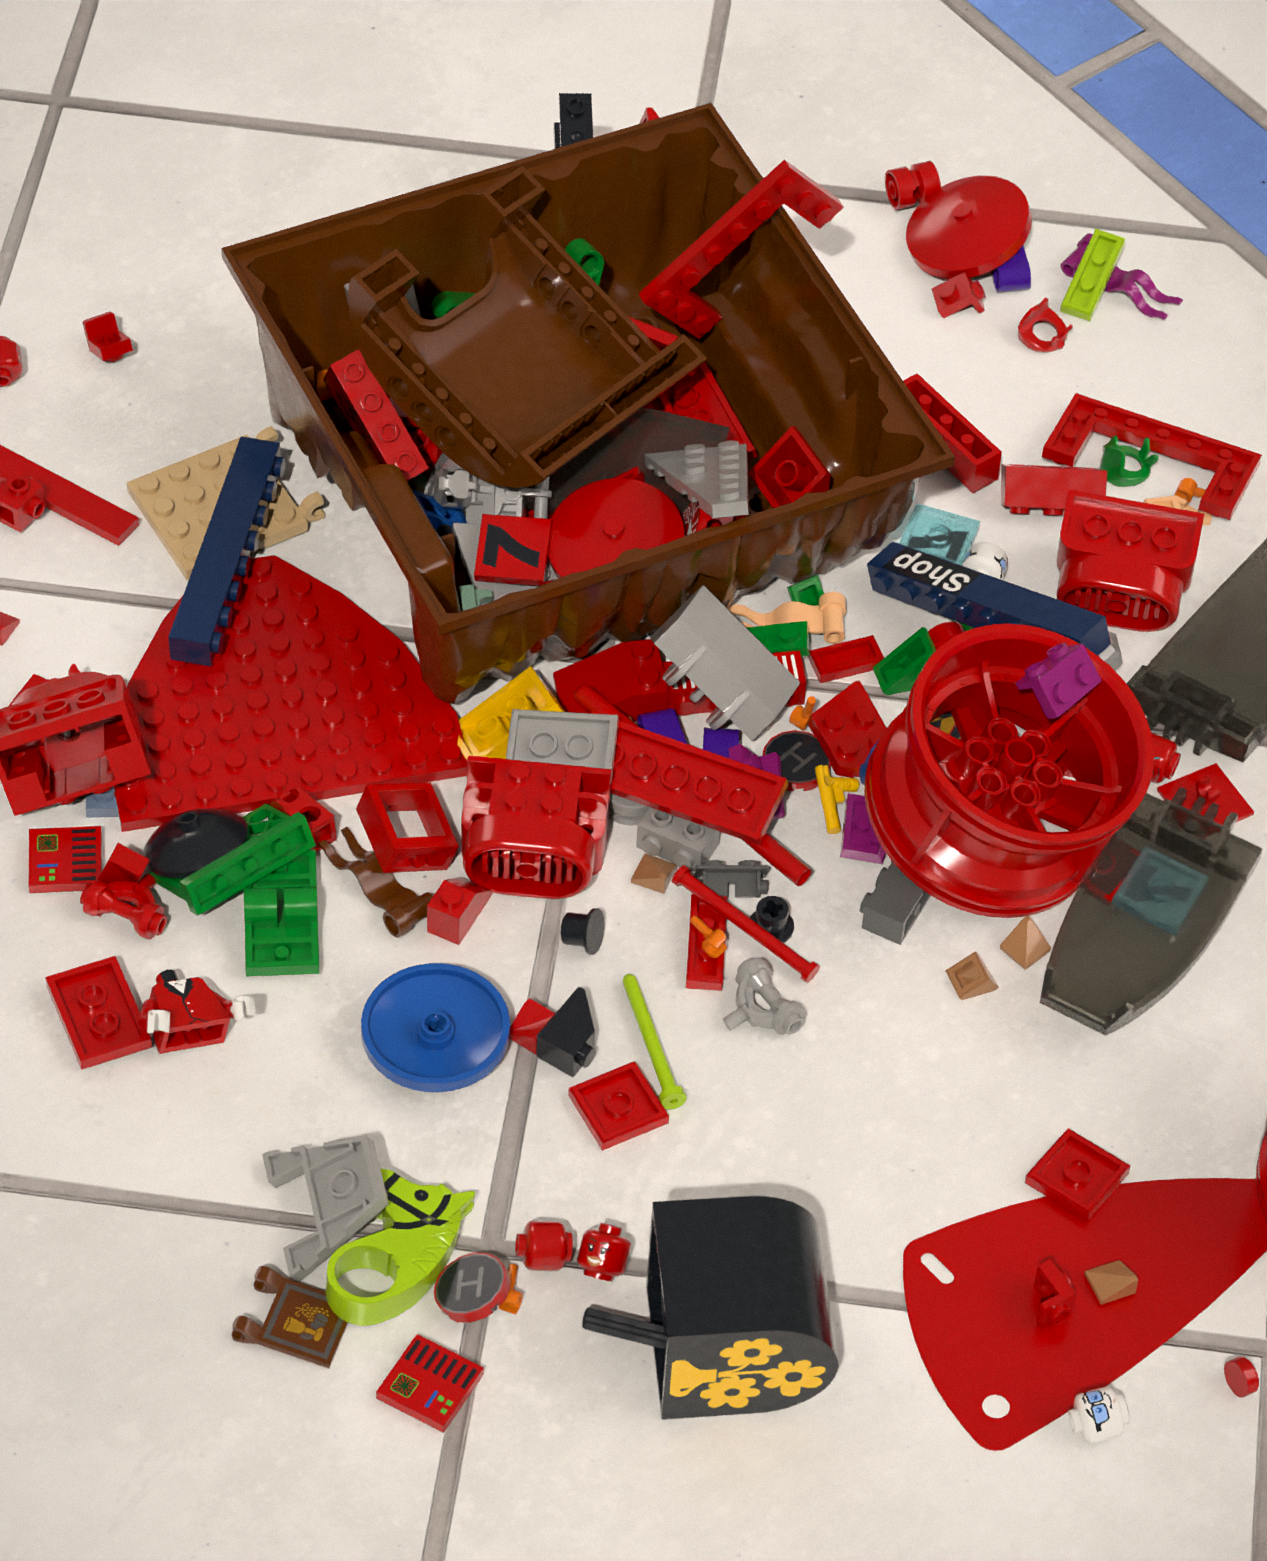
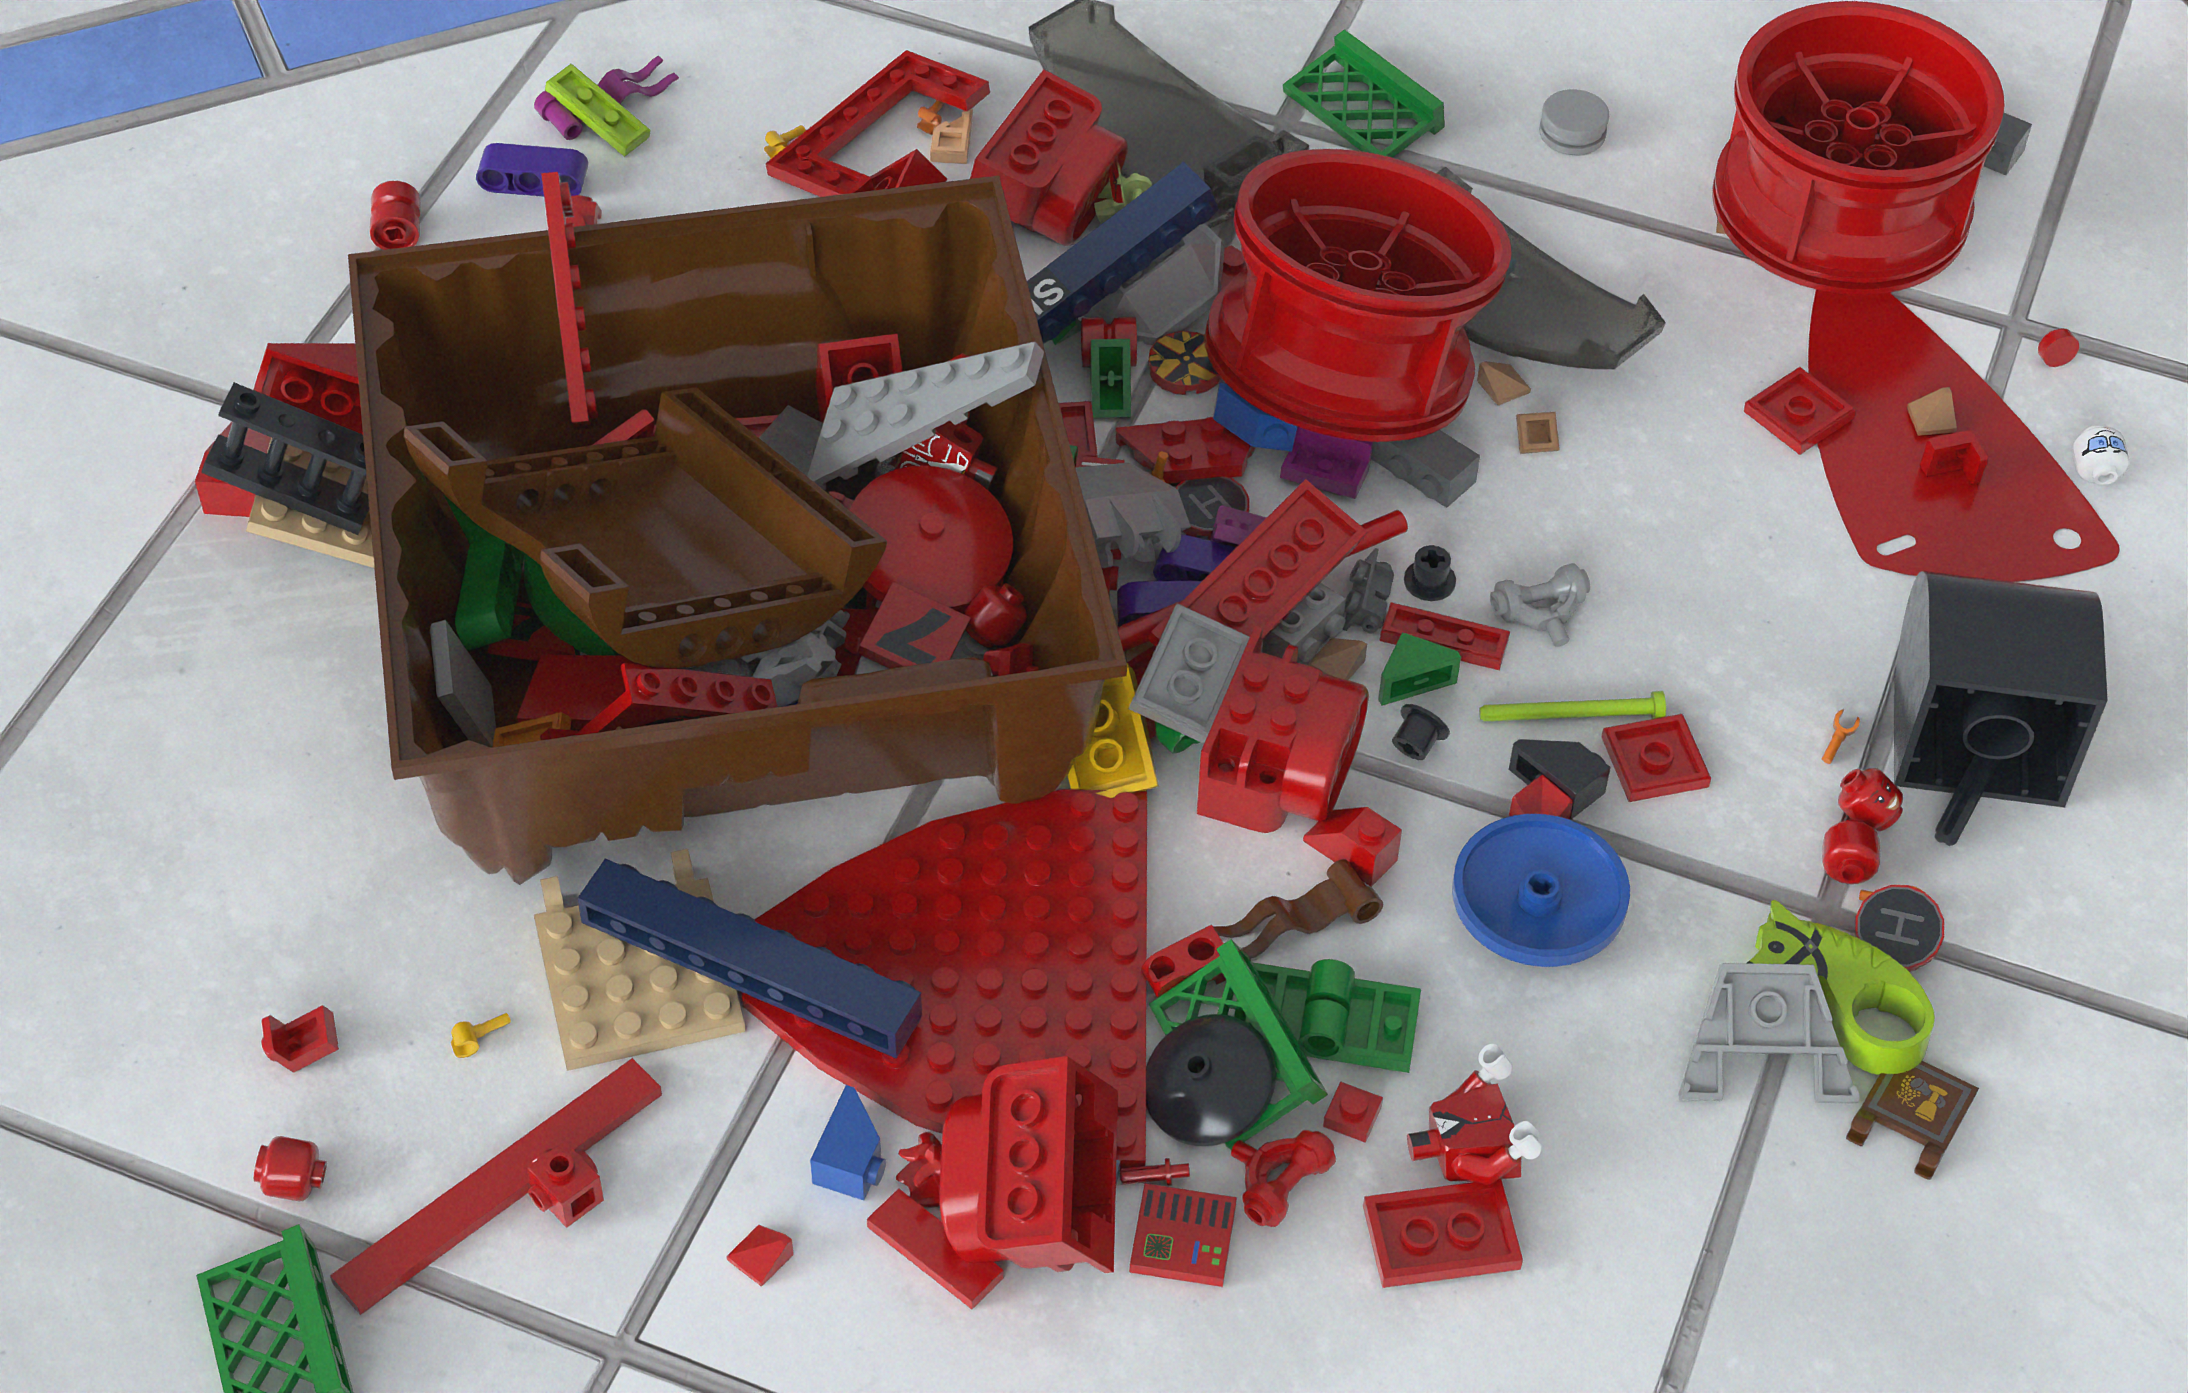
camera: 75 degrees left, 0 degrees up
(91, 647) = (848, 1150): none -> blue slope
(114, 834) = (1154, 1173): none -> red piece
(123, 865) = (1225, 1161): red slope -> none
(136, 426) = (465, 1034): none -> yellow hand
(200, 946) = (1352, 1112): none -> red plate
(397, 853) = (1237, 881): red window -> none
(430, 1383) = (2011, 998): red tile -> none
(651, 917) = (1417, 668): none -> green slope
(713, 944) = (1462, 616): orange hand -> none
(750, 927) = (1368, 626): red bar -> none
(833, 794) = (1259, 482): yellow hose -> none
(969, 226) = (487, 177): red dish -> none
(1042, 313) = (639, 170): red piece -> none
(1061, 678) = (1317, 181): magenta bracket -> none
(1113, 396) = (779, 142): none -> yellow hand
(1114, 461) = (871, 153): green piece -> none
(1141, 633) = (1119, 193): none -> yellowish green hips

